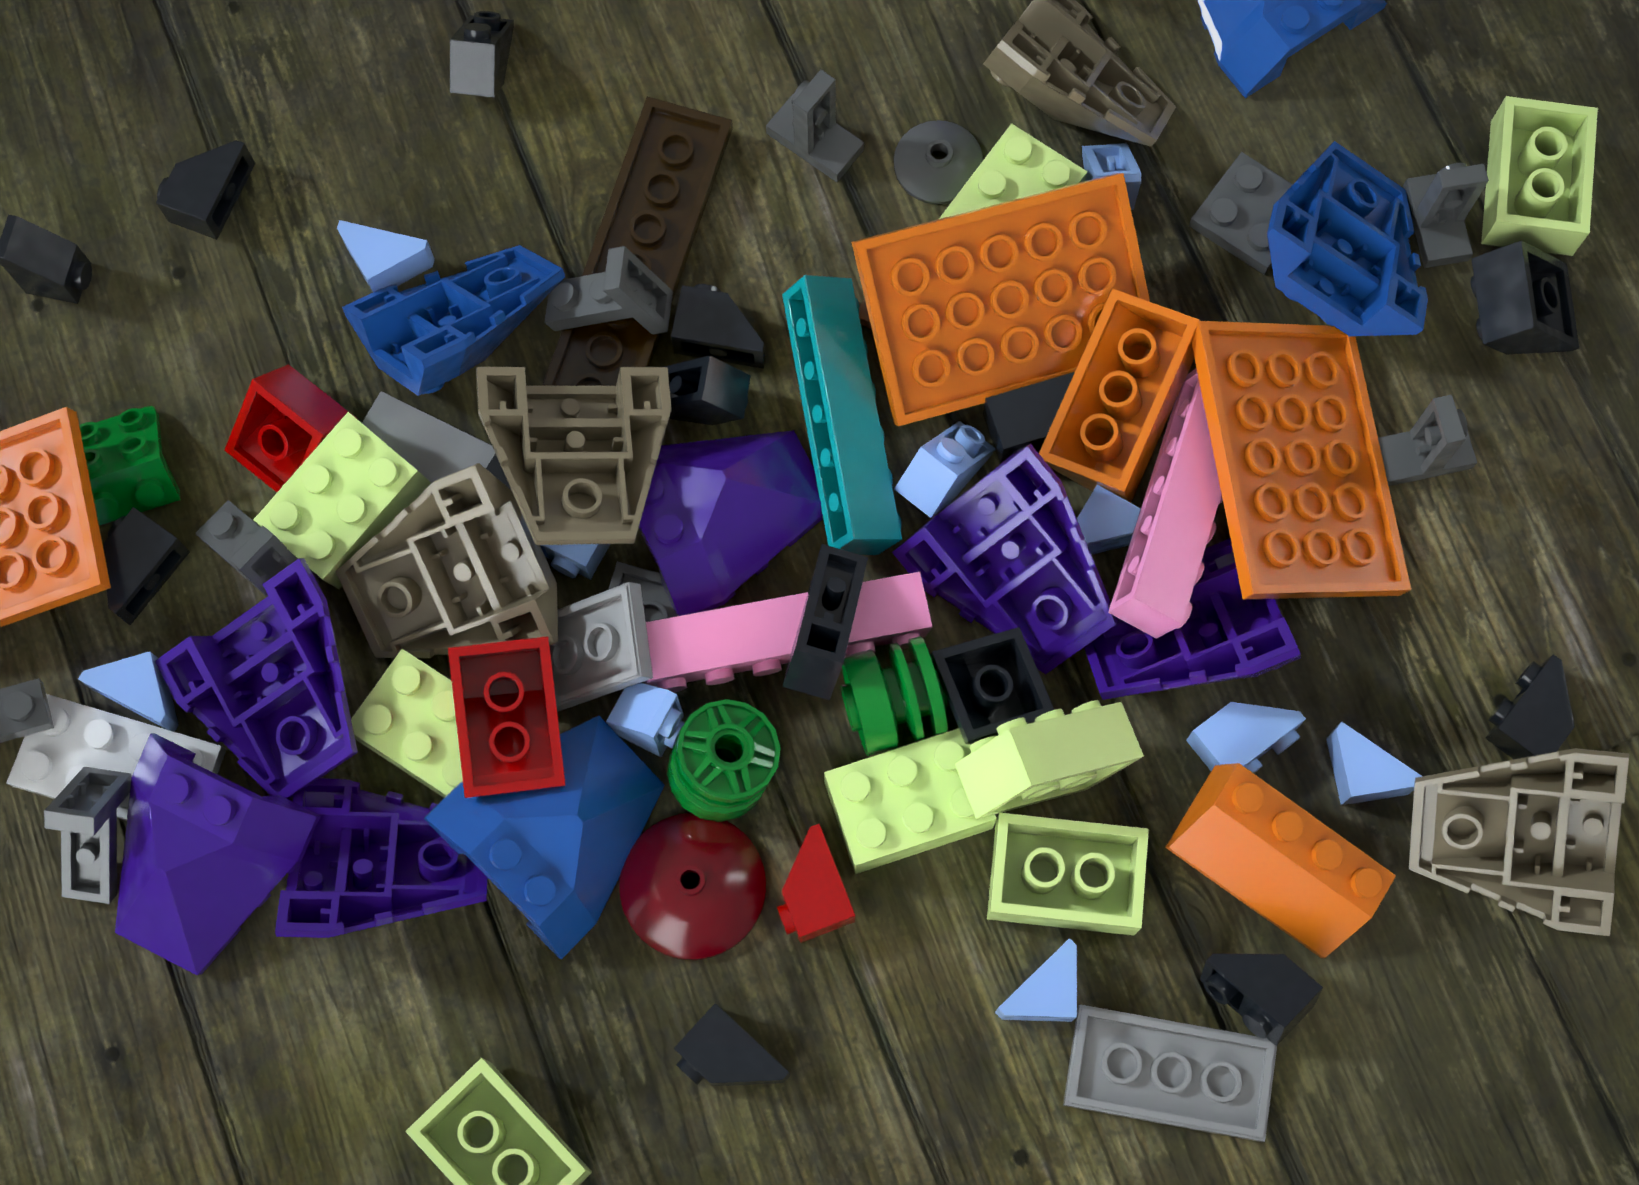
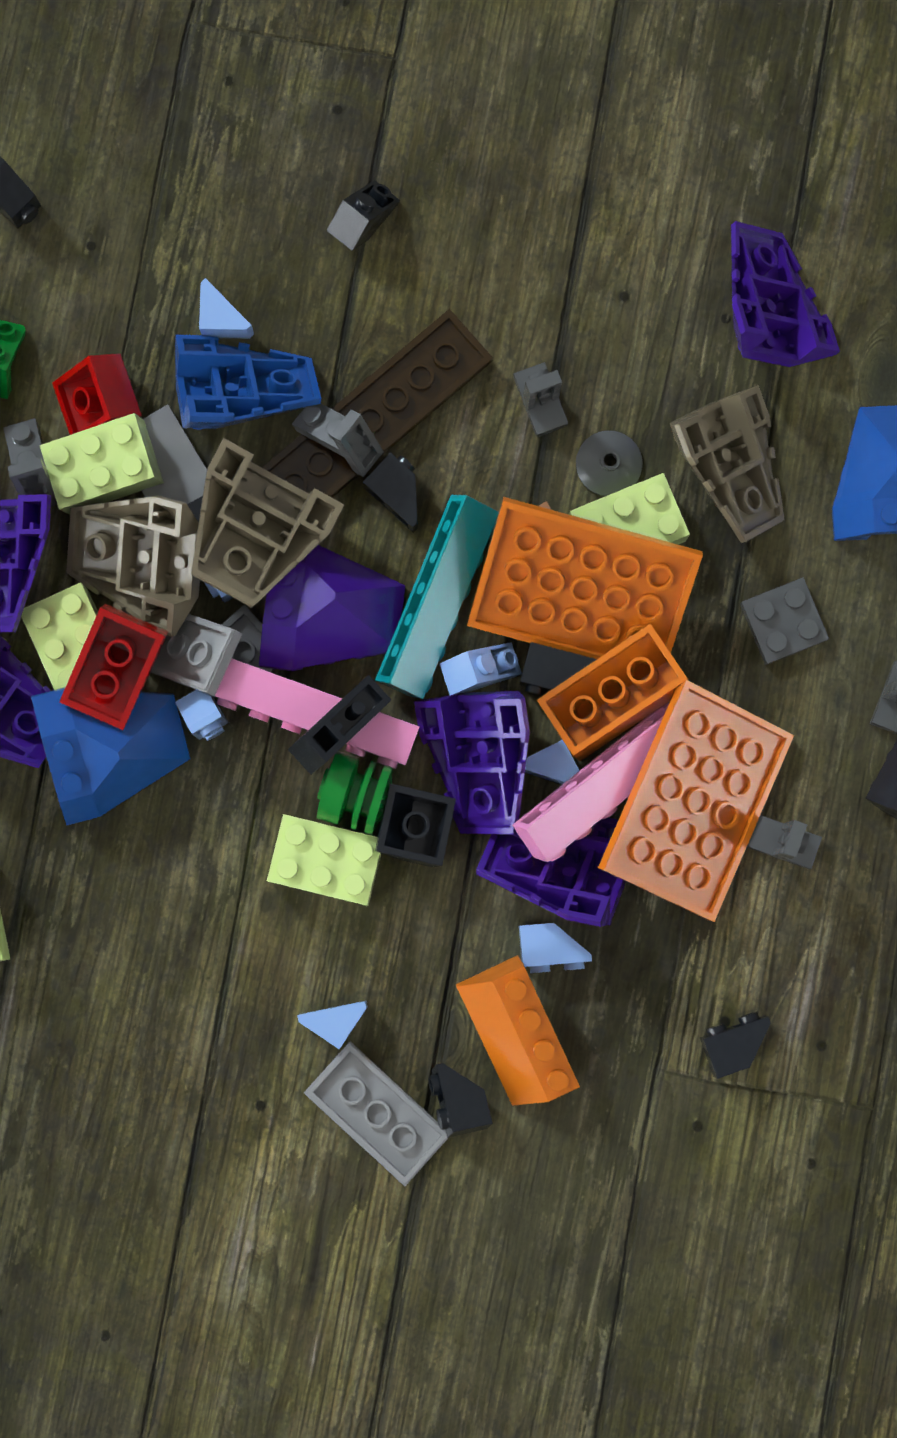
camera: 30 degrees right, 10 degrees up
(205, 188) = (137, 201): black slope -> none
(701, 919) = (193, 836): dark red dish -> none
(707, 391) = (363, 528): black slope -> none
(723, 760) = (249, 765): green wheel -> none
(726, 1054) = (126, 941): black slope -> none
(814, 891) = (236, 878): red slope -> none
(1047, 757) = (418, 889): yellowish green brick -> none
(1068, 874) = (389, 963): yellowish green brick -> none
(1112, 159) = (711, 538): light blue slope -> none
(1346, 248) = (821, 682): blue wedge -> none
(1366, 770) = (610, 1013): light blue slope -> none
(1527, 834) = (676, 1112): dark tan wedge -> none

